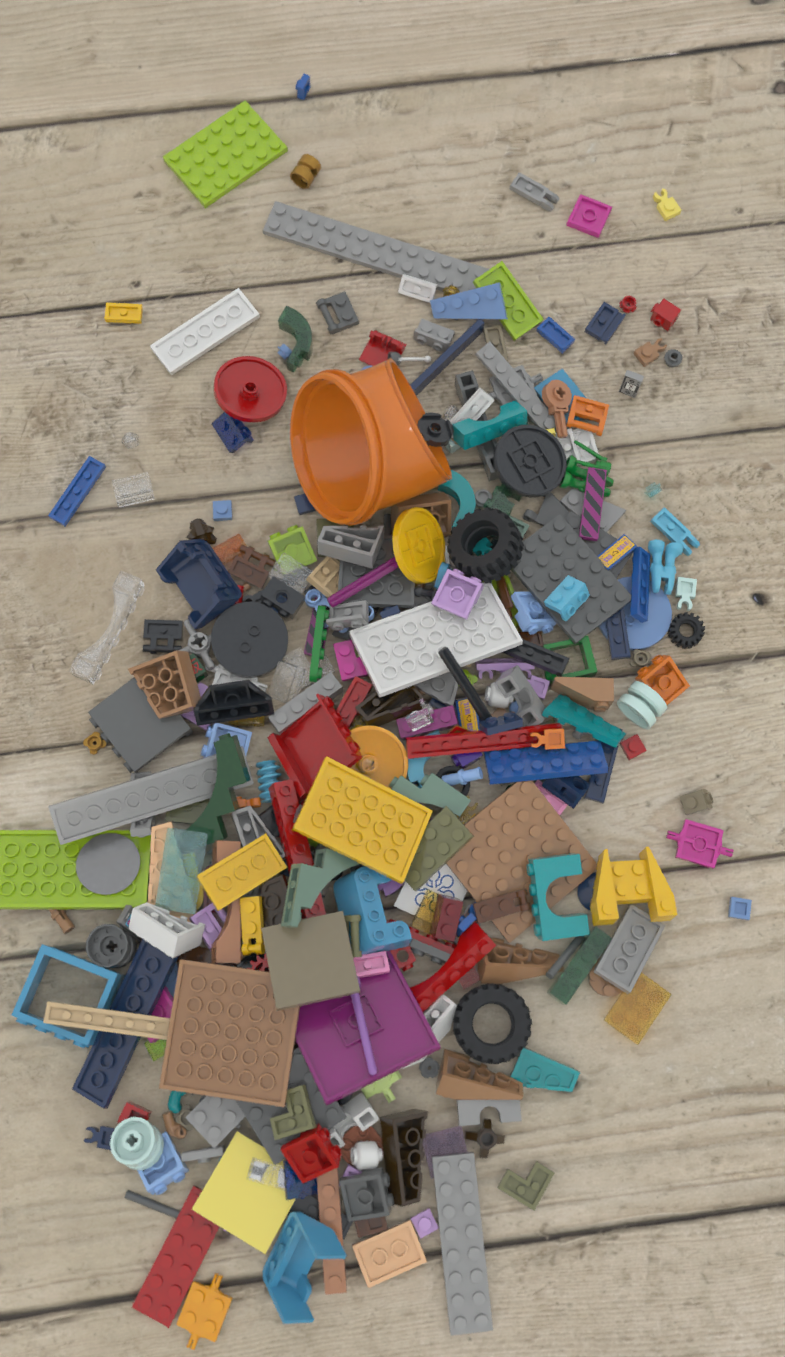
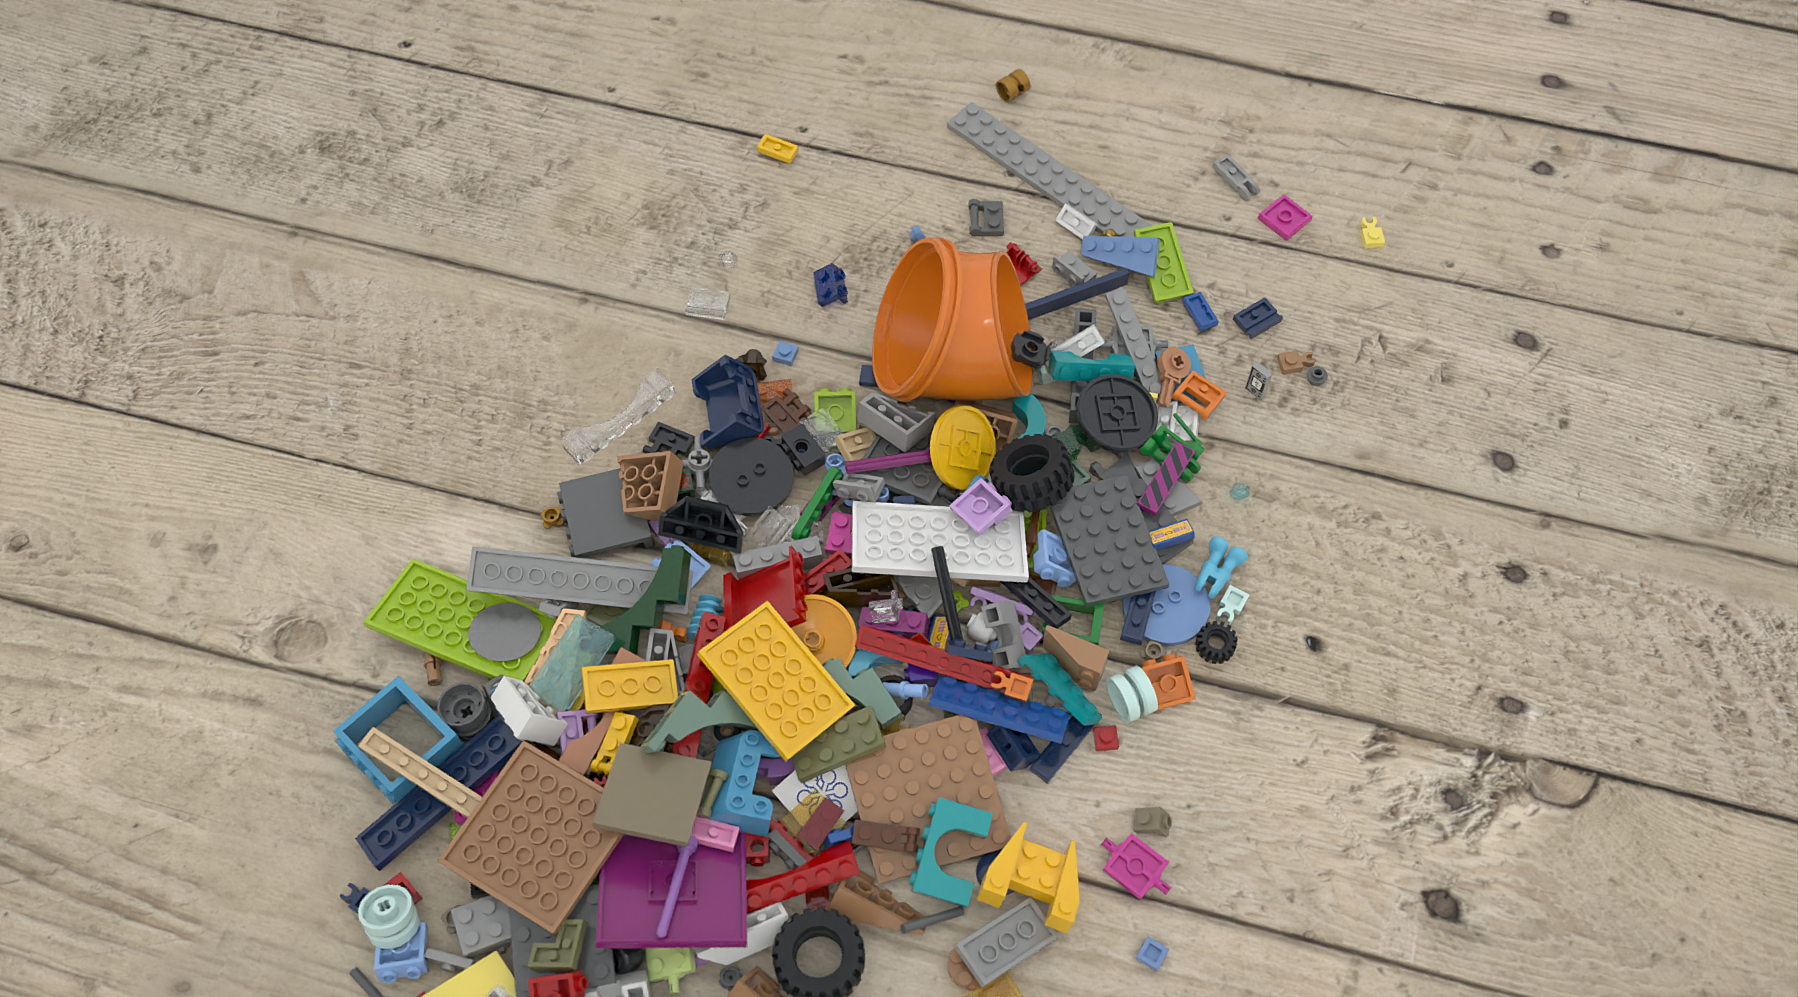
camera: 25 degrees right, 15 degrees down
(77, 491) = (653, 285): blue plate -> none
(172, 1127) = (434, 922): medium nougat arm -> none
(174, 1101) = (452, 892): teal arm -> none
(204, 331) = (847, 190): white plate -> none
(225, 154) = (943, 48): lime plate -> none
(250, 389) = (864, 252): red dish -> none
(296, 325) = (939, 214): clear green arch -> none
(303, 86) = (1046, 15): blue plate -> none
(397, 358) = (1024, 277): hinge -> none
(495, 336) = (1136, 292): dark tan hinge -> none
(567, 597) = (1096, 554): medium azure bracket -> none
(579, 966) = (929, 944): clear green arch -> none
(628, 300) = (1292, 306): red plate -> none
(640, 584) = (1183, 575): blue plate -> none
(665, 314) = (1325, 331): red brick -> none
(674, 530) = (1246, 538): medium azure hinge -> none

